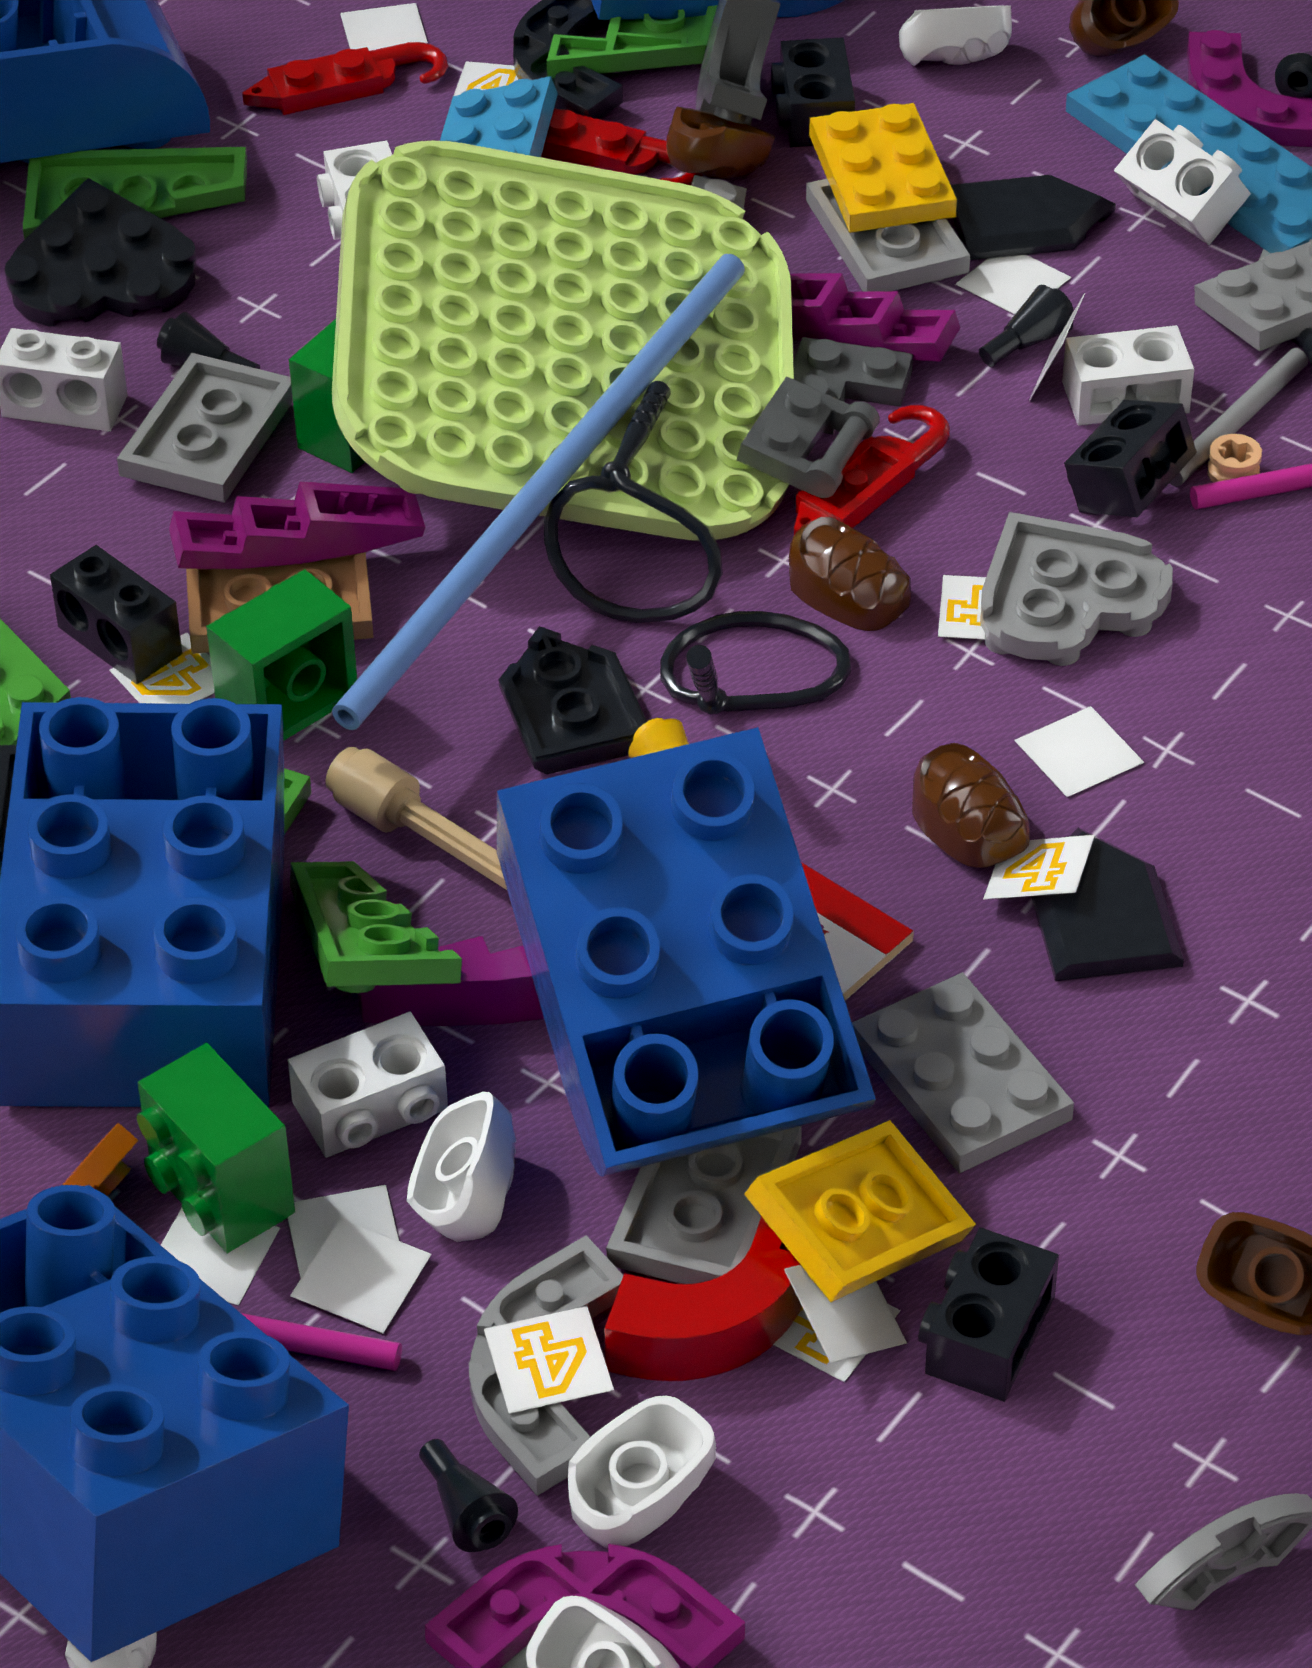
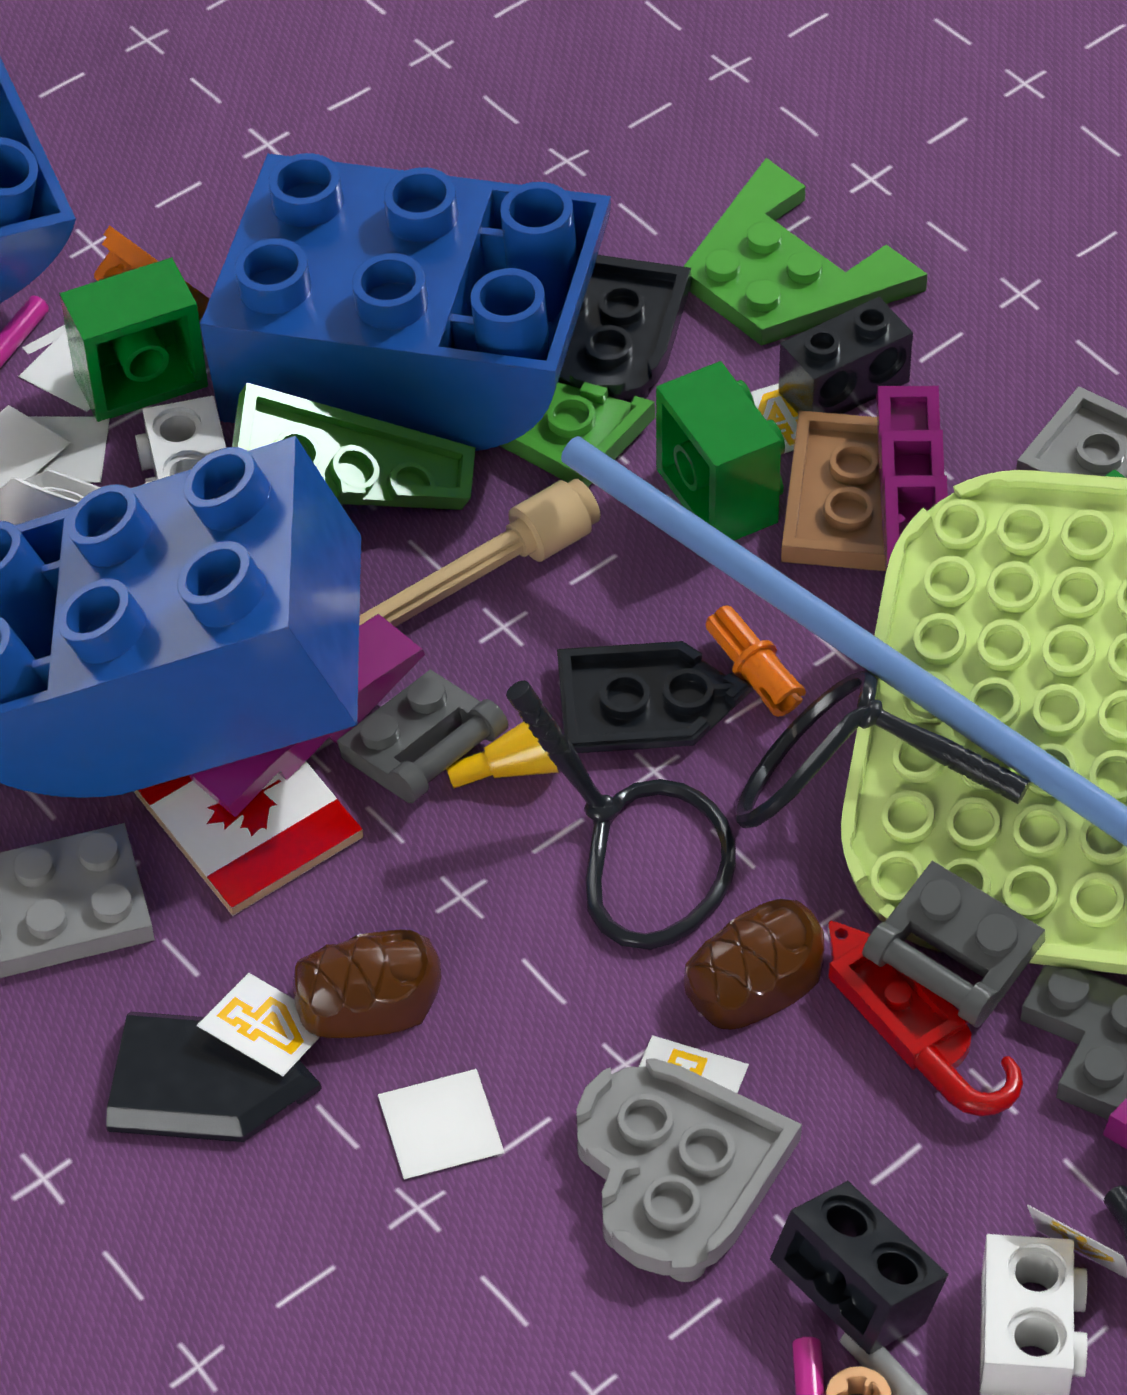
camera: 105 degrees right, 5 degrees up
(510, 626) = (755, 661): none -> orange axle

